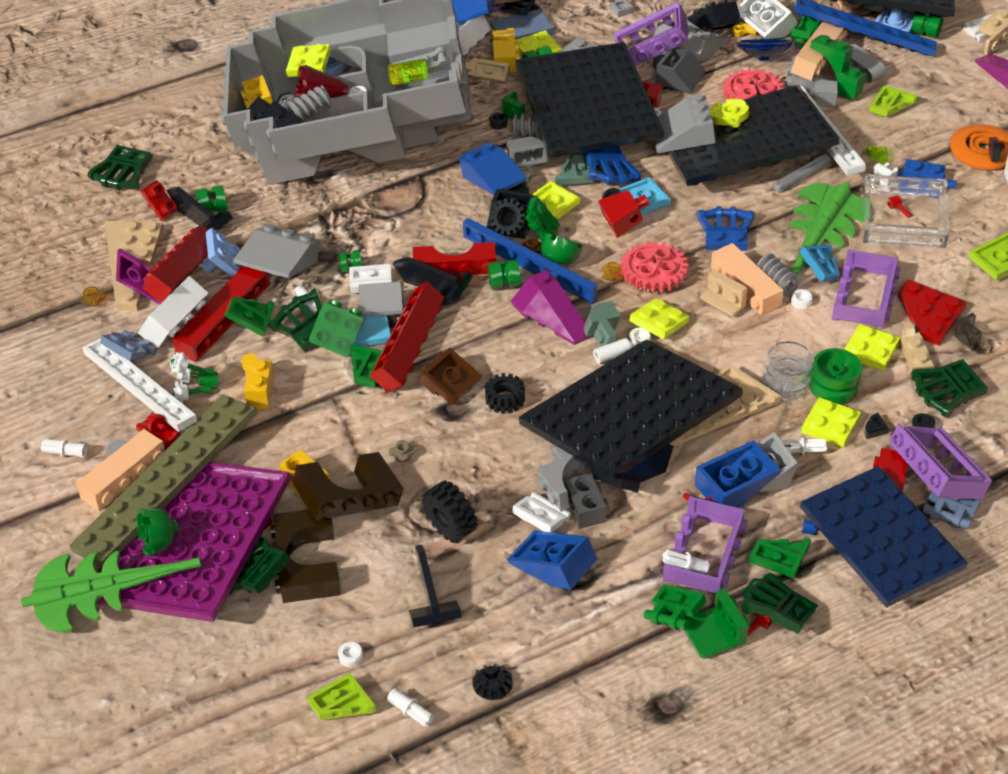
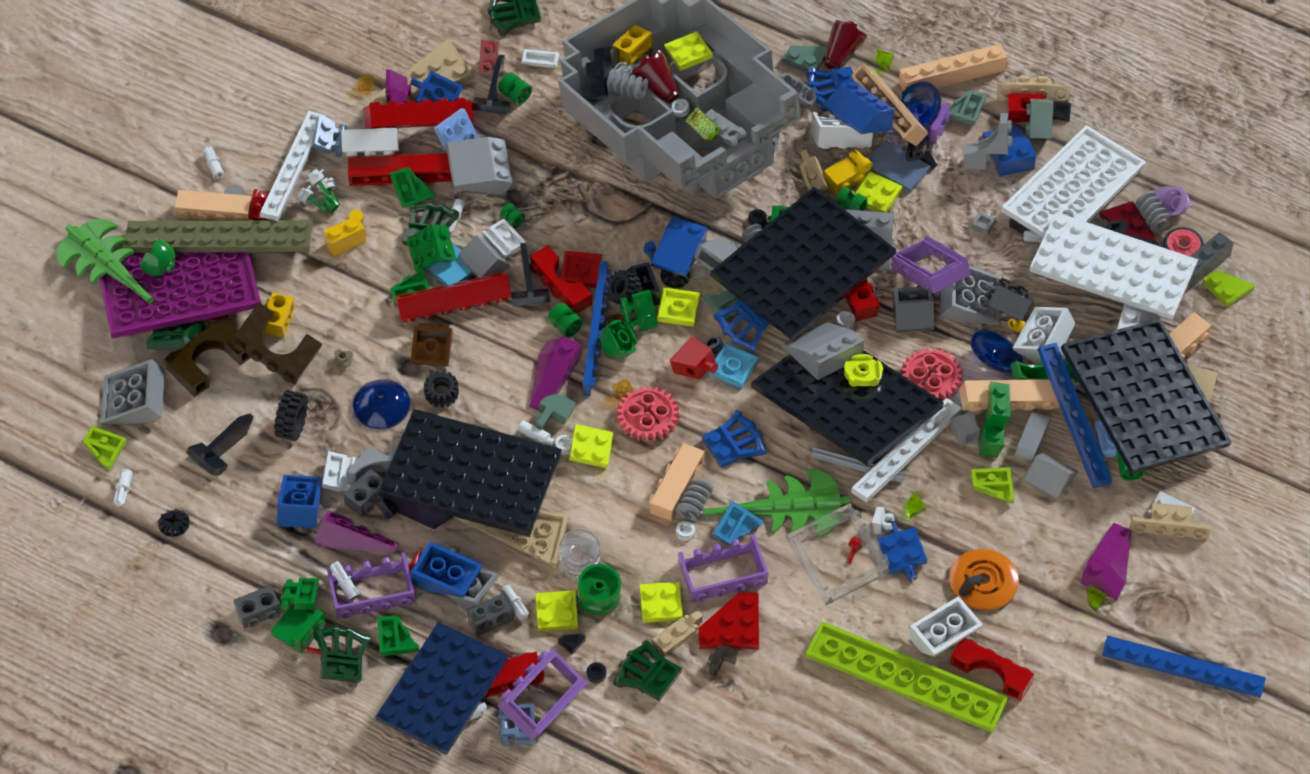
camera: 55 degrees right, 10 degrees up
(157, 245) = (436, 87): none -> blue plate
(192, 175) = (540, 58): none -> white tile
(296, 643) = (133, 395): none -> light grey slope
(350, 654) = (146, 431): white tile -> none
(453, 240) = (581, 268): none -> red plate
(469, 195) = (649, 247): none -> blue hand
(481, 447) = (383, 411): none -> clear blue dish
(630, 537) = (339, 533): none -> magenta wedge
(662, 656) = (255, 602): none -> dark grey brick
(724, 293) = (644, 475): tan bracket -> none
(809, 469) = (490, 615): none -> dark grey brick
(907, 71) = (1050, 475): none -> light grey slope

